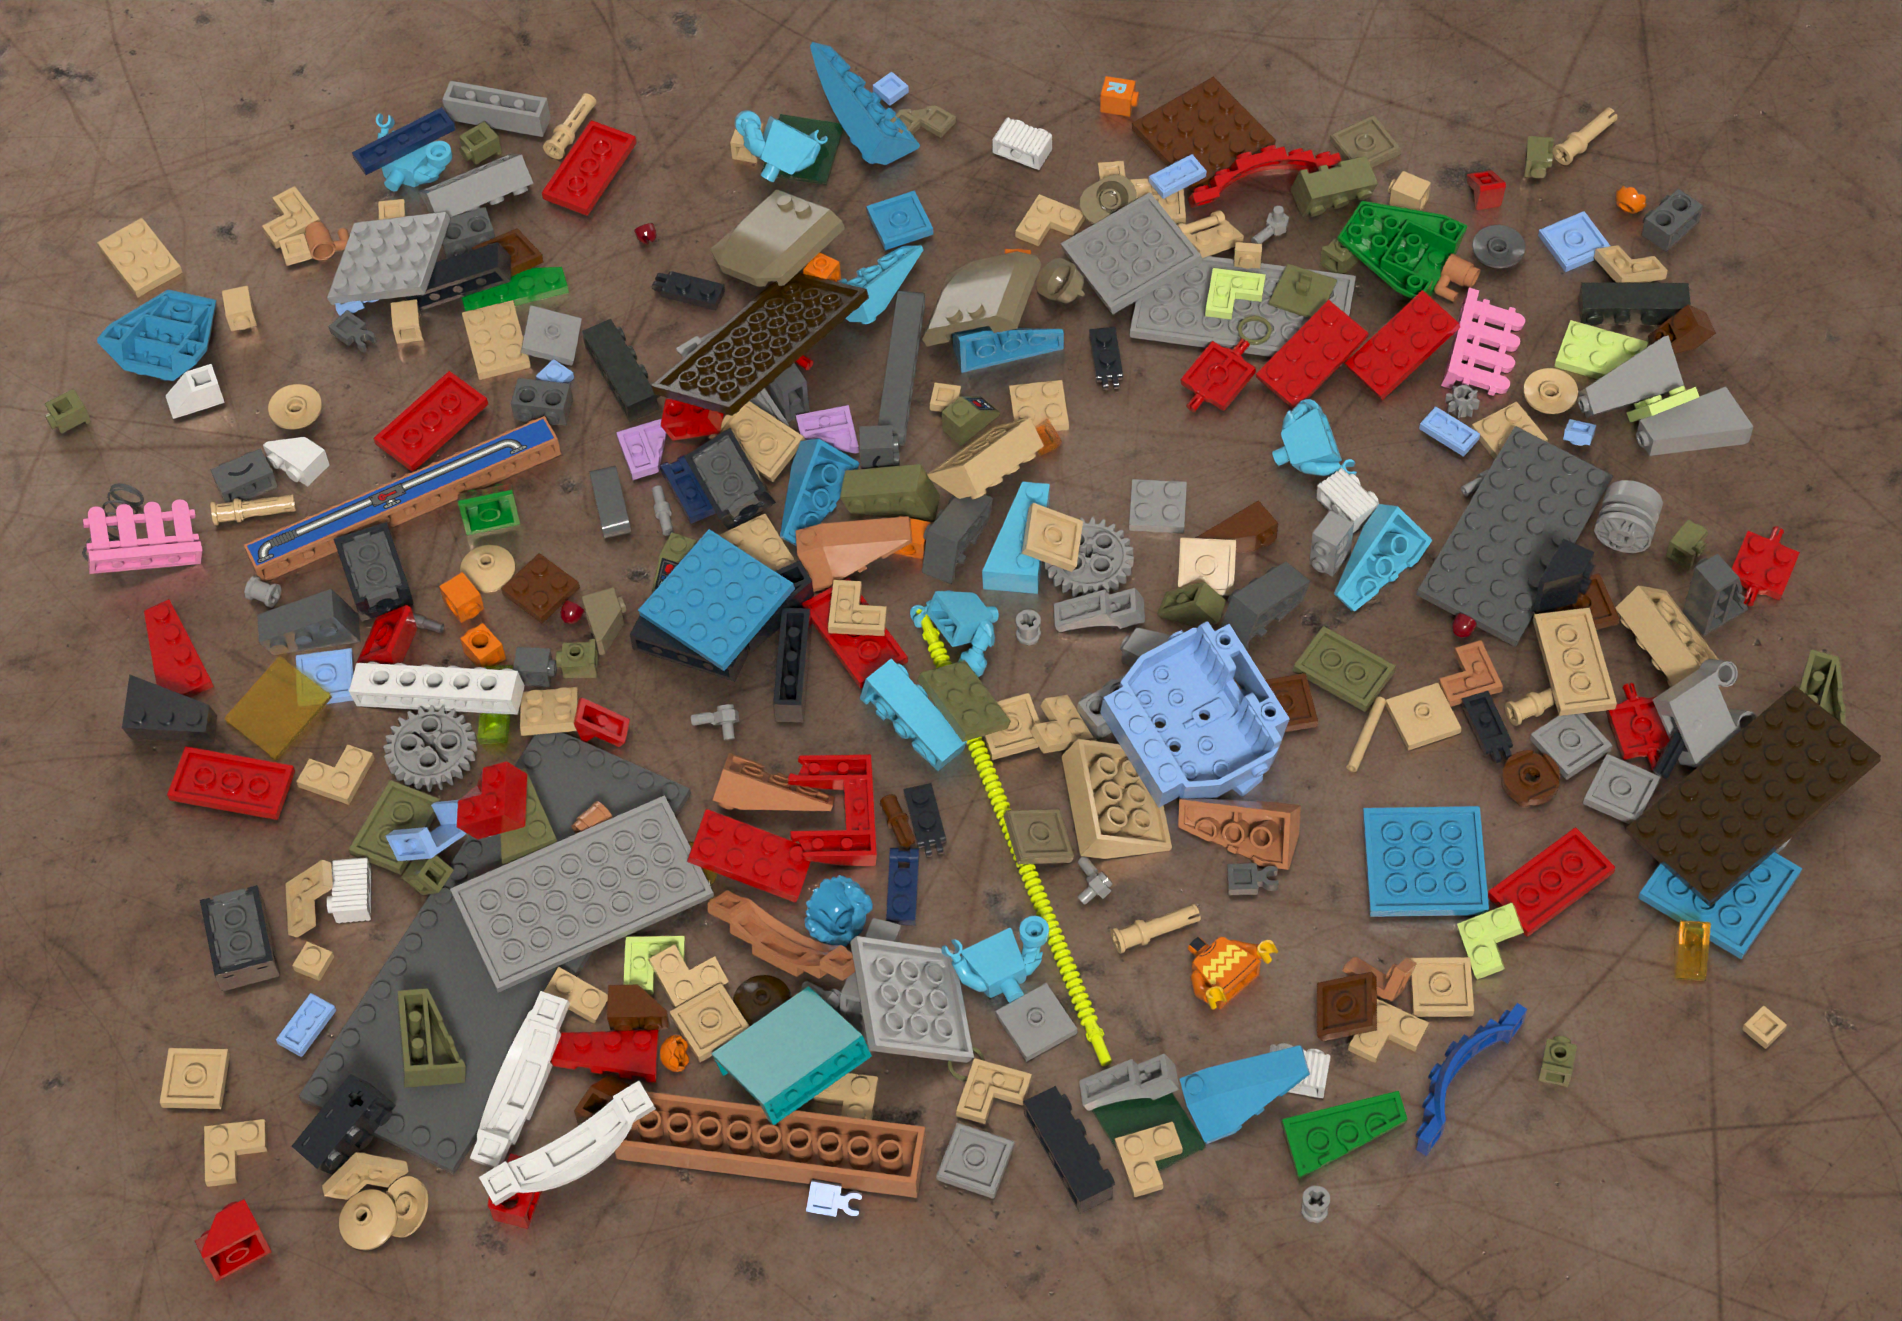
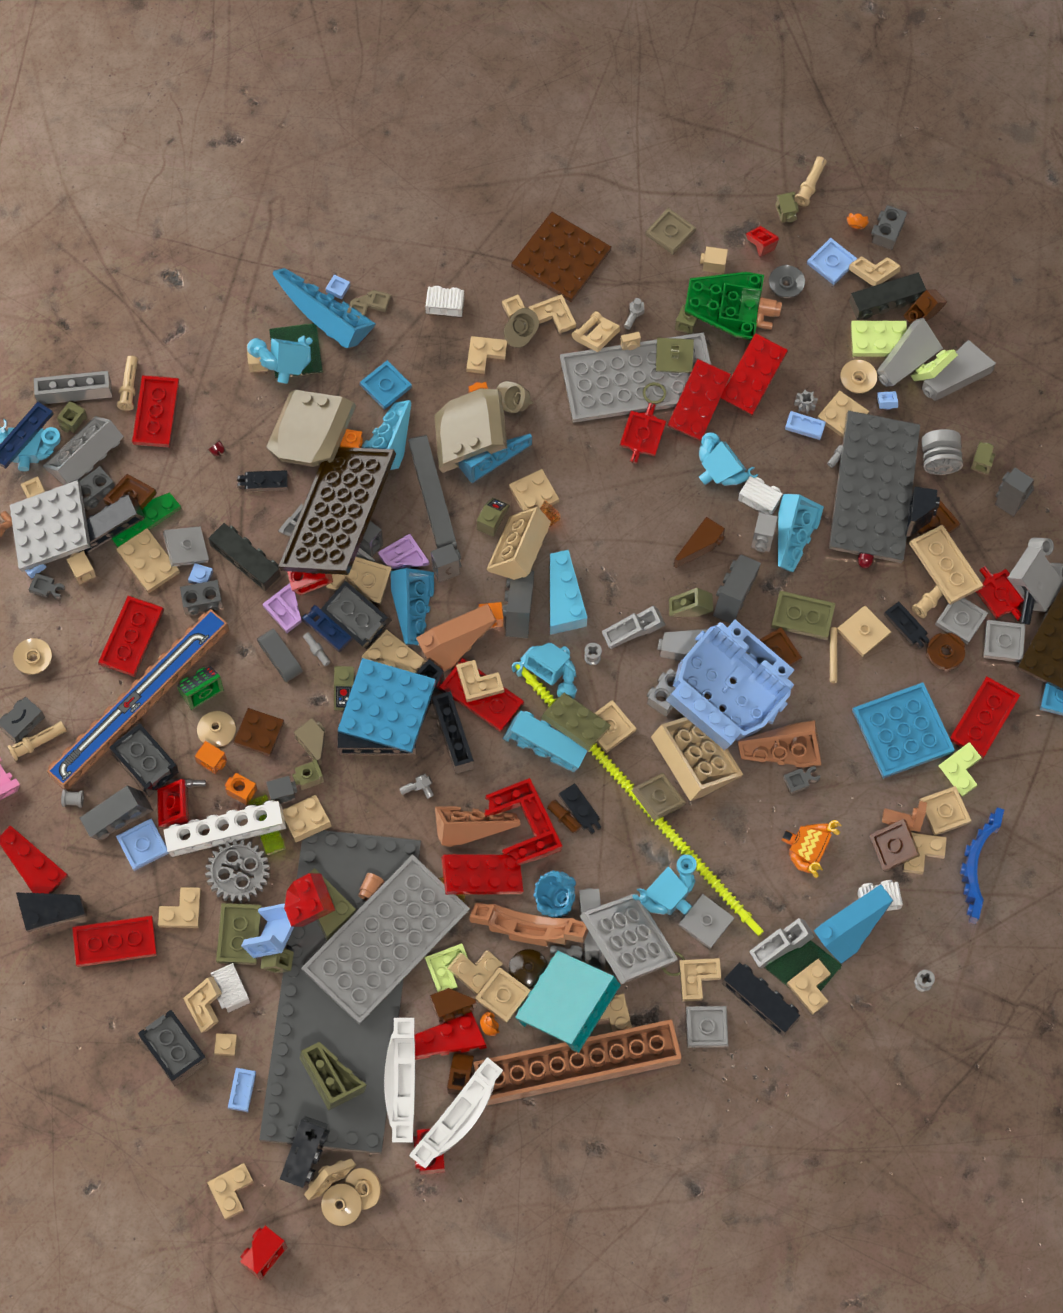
camera: 25 degrees left, 10 degrees up
(194, 1078) = (185, 1152): tan plate -> none
(278, 708) = (121, 877): clear yellow piece -> none
(298, 458) = (52, 693): white slope -> none
(571, 612) = (288, 743): dark red hinge -> none
(583, 997) = (407, 1007): tan plate -> none
(596, 721) = (344, 816): red slope -> none
(827, 1198) = (626, 1084): plate -> none
(891, 492) = (464, 588): olive wedge -> none
(903, 887) = (585, 860): dark blue plate -> none
(943, 396) = (470, 506): tan plate -> none
(1052, 537) = (587, 588): tan plate -> none
(1063, 728) = (645, 715): tan plate -> none
(1093, 558) = (616, 606): light grey gear -> none
(1098, 884) = (709, 815): light grey piece -> none
(1106, 356) = (563, 442): black hinge -> none
(1118, 96) = (495, 246): orange brick -> none
(1131, 253) = (552, 362): light grey plate -> none
(1142, 931) = (749, 838): tan pin -> none
(1157, 506) = (639, 539): light grey plate -> none
(1177, 176) = (560, 296): light blue plate -> none
(1207, 562) = (690, 572): tan plate -> none
(1232, 285) = (626, 367): yellowish green plate -> none
(1269, 159) = (602, 272): red piece -> none
(1333, 186) = (665, 271): olive wedge -> none
(1333, 1132) = (917, 929): green wing -> none
(1476, 354) = (791, 364): bright pink fence -> none
(1476, 675) = (888, 593): nougat plate -> none
(1555, 1069) = (1031, 841): olive brick -> none
(1664, 633) = (995, 527): tan slope -> none
(1764, 565) = (1034, 455): red plate -> none

